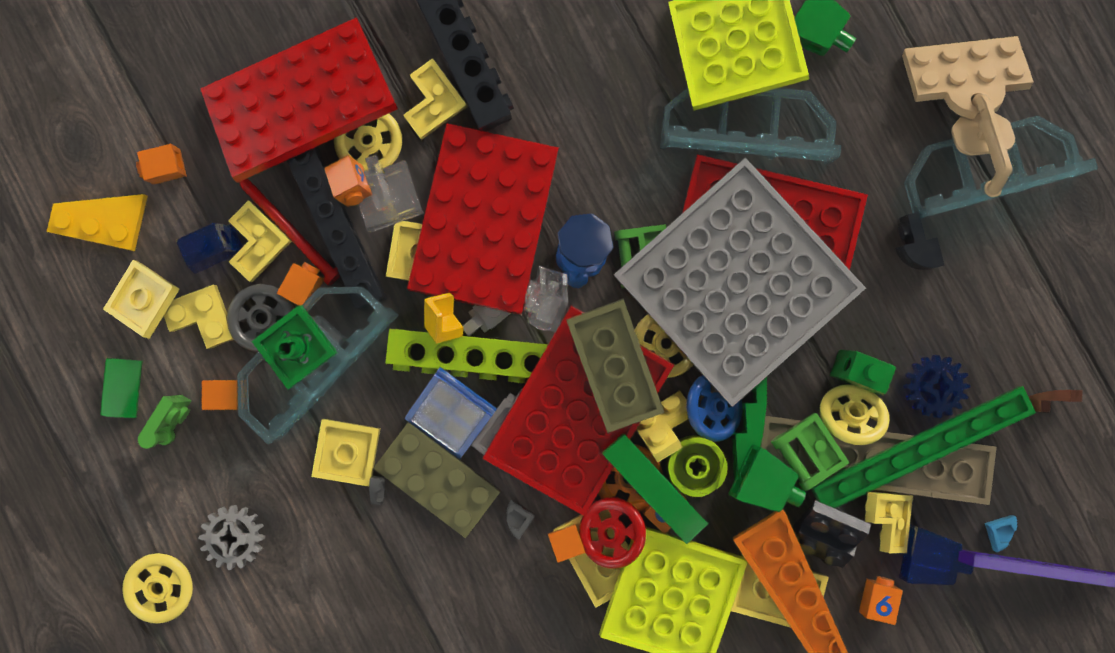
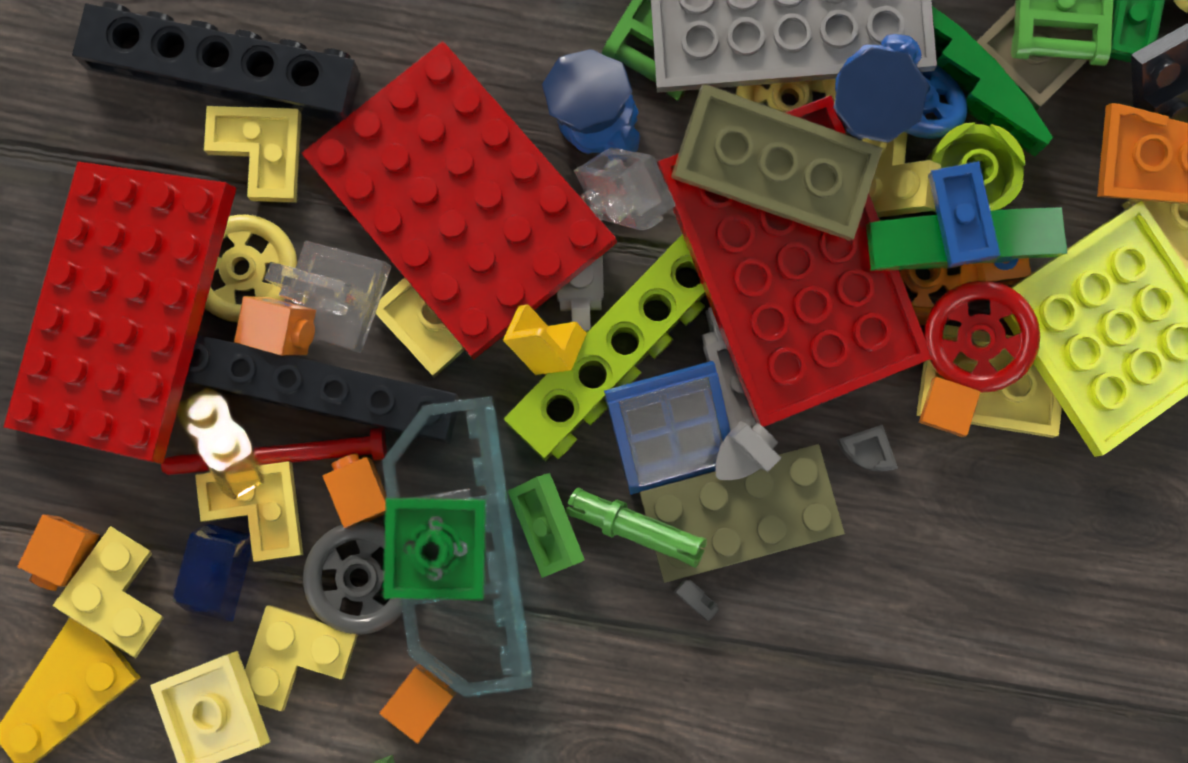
camera: 50 degrees left, 5 degrees down
(154, 201) = (99, 598): none -> light yellow plate
(270, 201) = (220, 443): none -> clear yellow brick
(345, 452) = (617, 602): light yellow plate -> none
(356, 389) = (545, 525): none -> bright green plate
(386, 428) = (619, 520): none -> bright green pin
(464, 459) = (745, 452): none -> light grey plate
(661, 478) = (963, 214): none -> blue plate
(693, 389) = (881, 89): none -> dark blue piece
(766, 482) = (1060, 96): green torso -> none

